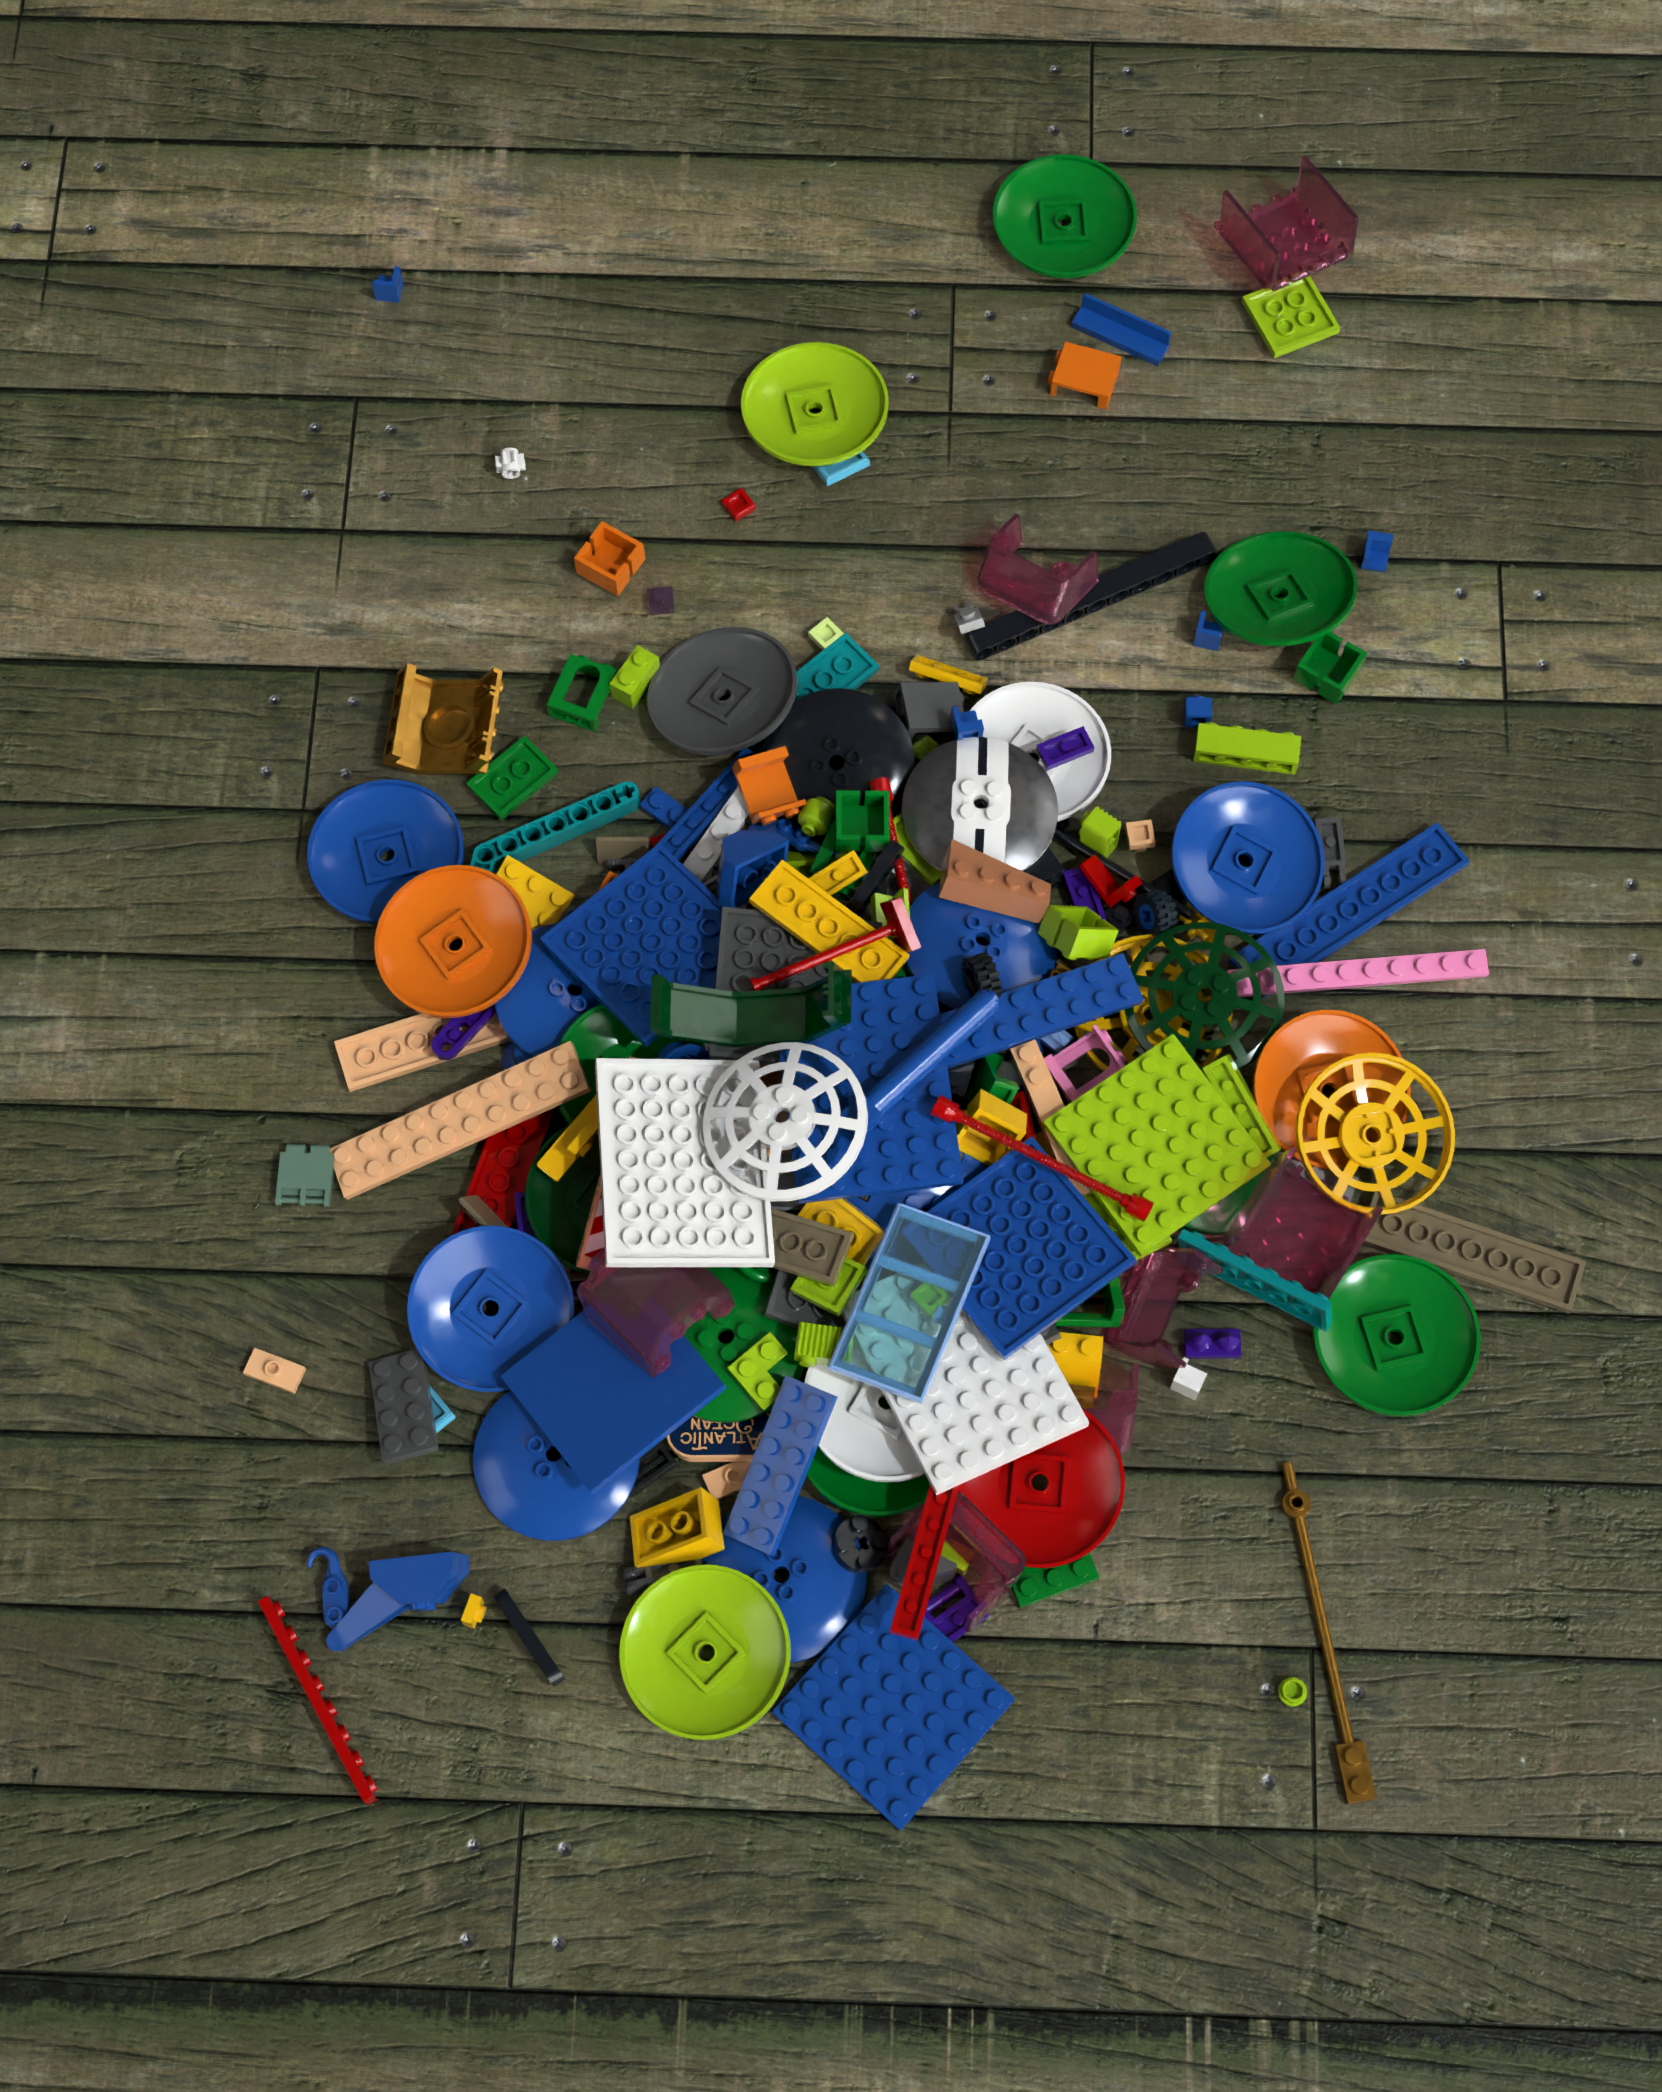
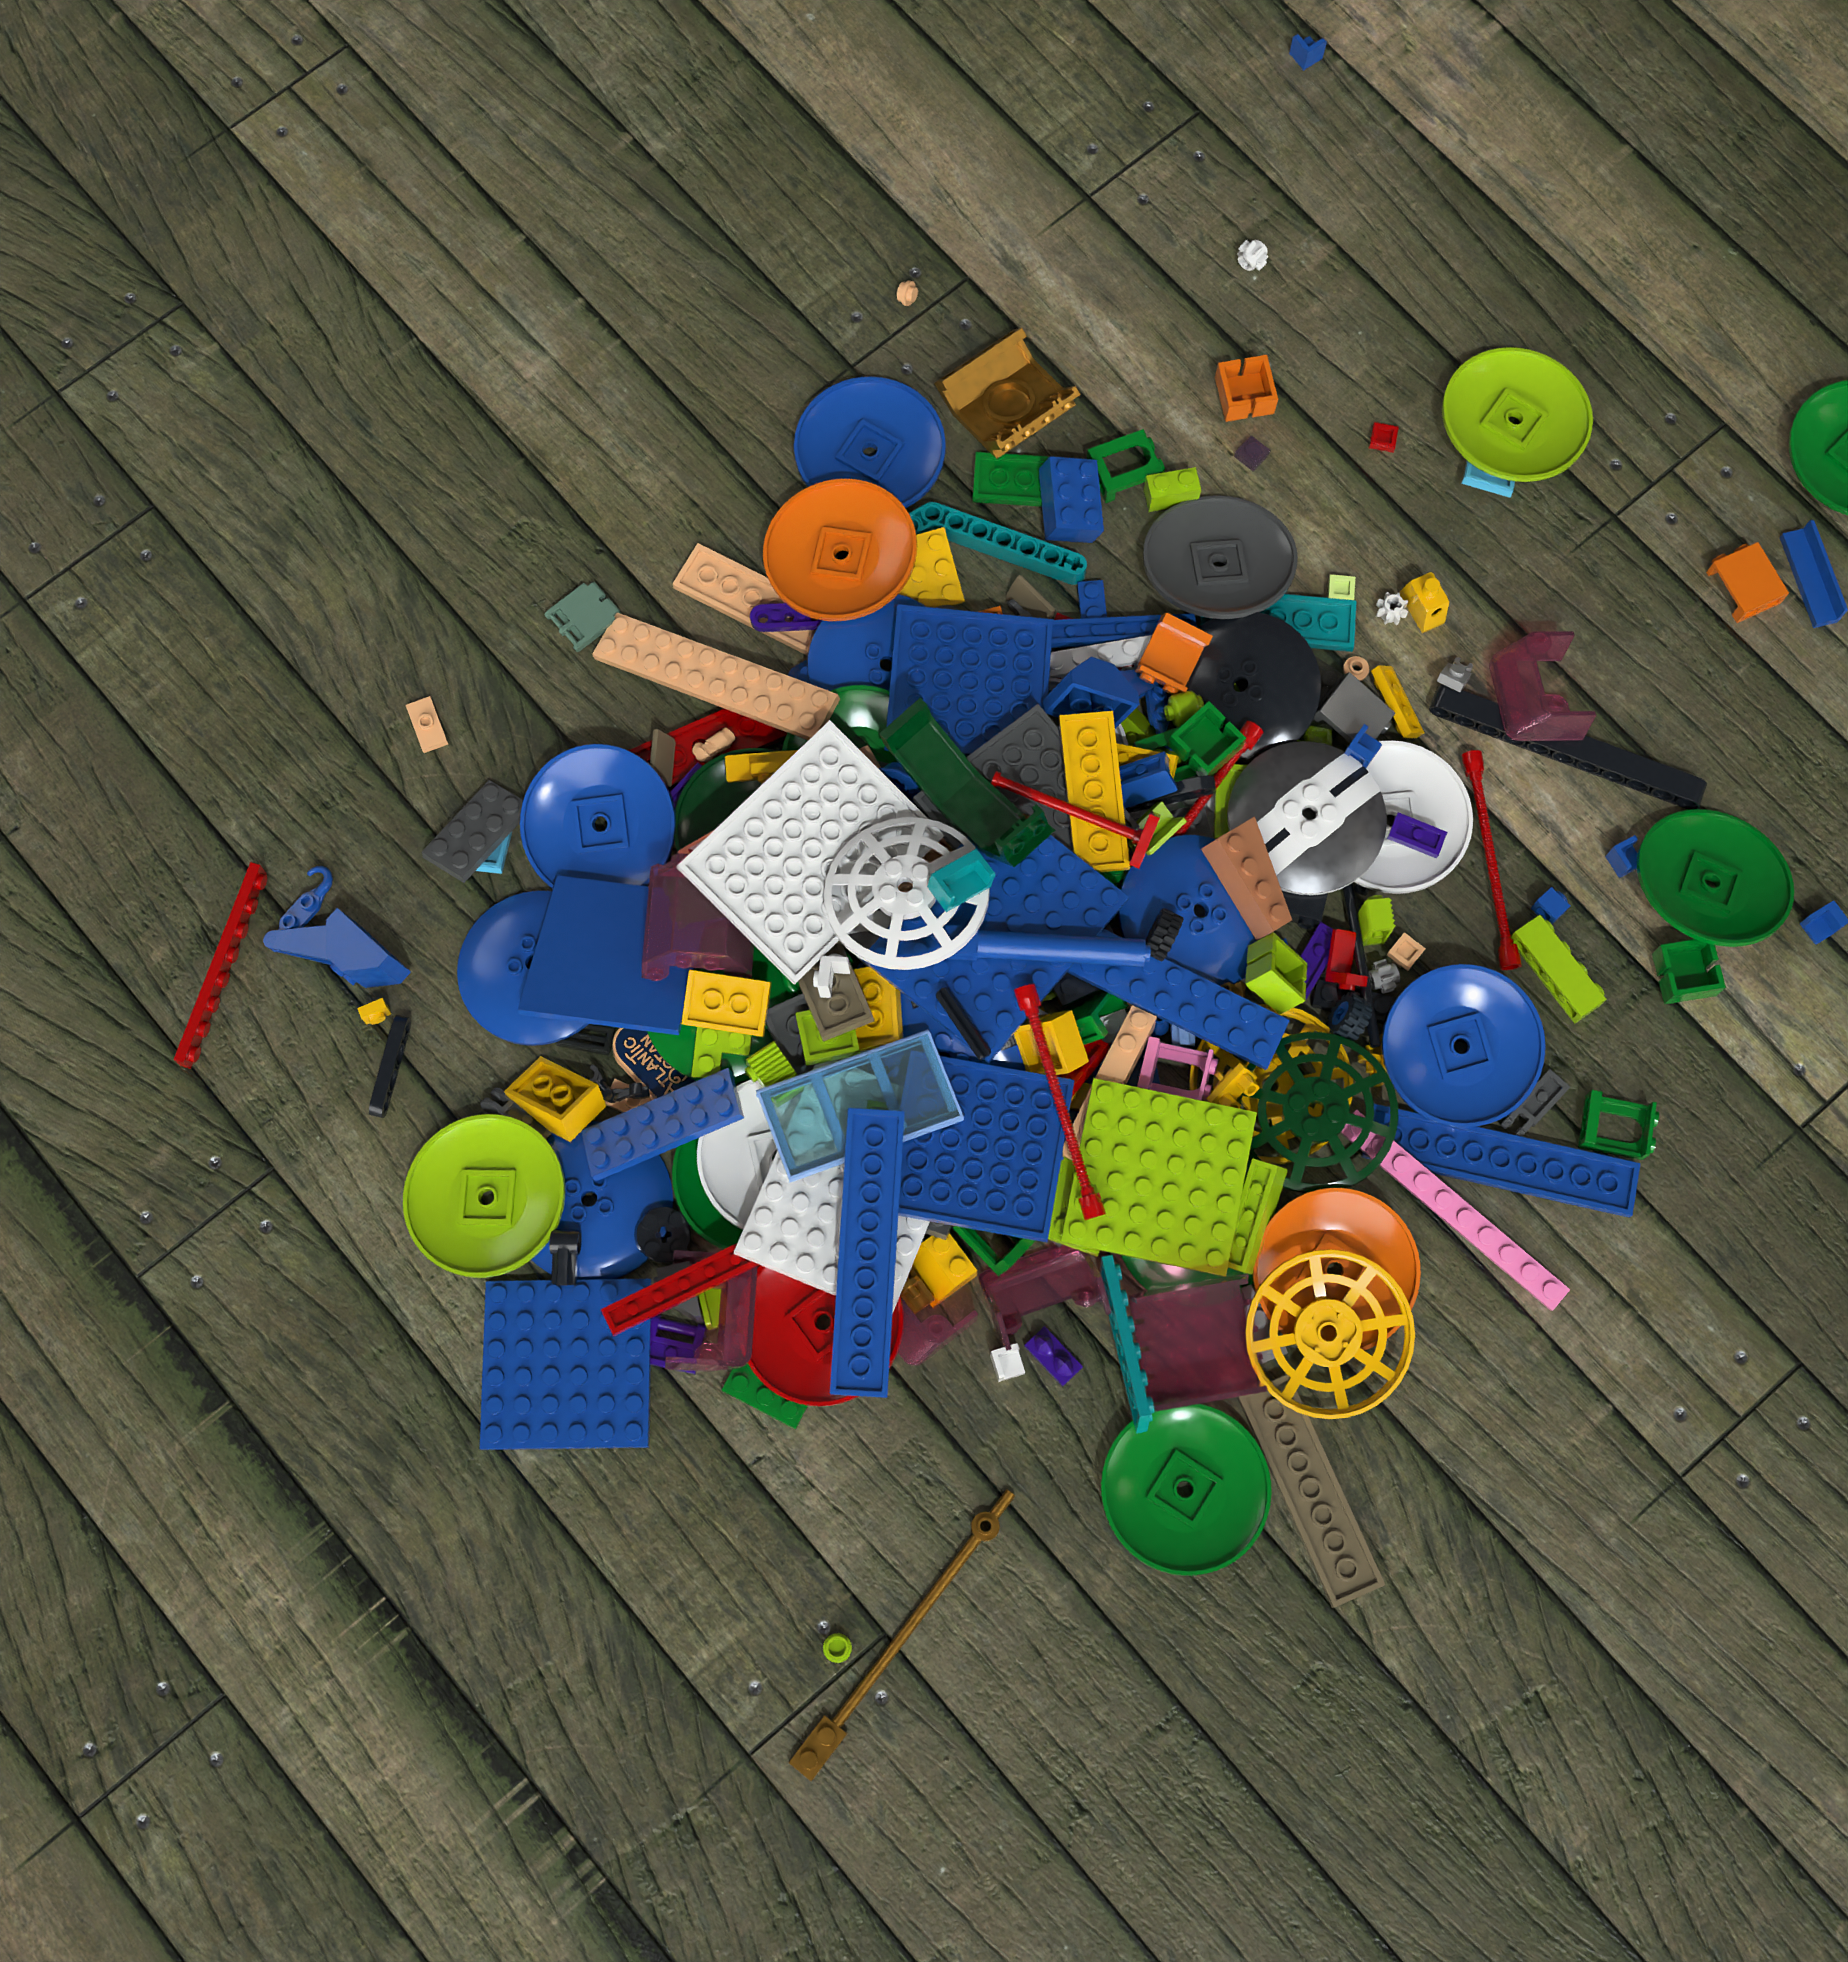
camera: 45 degrees right, 5 degrees up
(288, 718) = (907, 293): none -> light nougat plate
(512, 1170) = (716, 744): none -> light nougat arm
(574, 750) = (1071, 499): none -> blue brick
(715, 1488) = (610, 1095): none -> black piece
(736, 1330) = (726, 1002): none -> yellow plate
(788, 1240) = (828, 966): none -> white bracket
(807, 1626) = (565, 1247): none -> black piece
(820, 1070) = (961, 880): none -> teal panel
(851, 883) = (1146, 779): none -> blue panel
(874, 615) = (1392, 615): none -> white gear
(893, 588) = (1424, 598): none -> yellow torso
(894, 671) = (1359, 661): none -> light nougat plate
(920, 1171) = (963, 1023): none -> black axle
(1029, 1394) = (867, 1253): none -> blue plate
(1046, 669) = (1508, 951): none -> red hose
(1132, 1035) = (1232, 1085): none -> yellow hips
(1144, 865) = (1384, 976): none -> light grey gear
(1406, 788) = (1644, 1114): none -> green panel

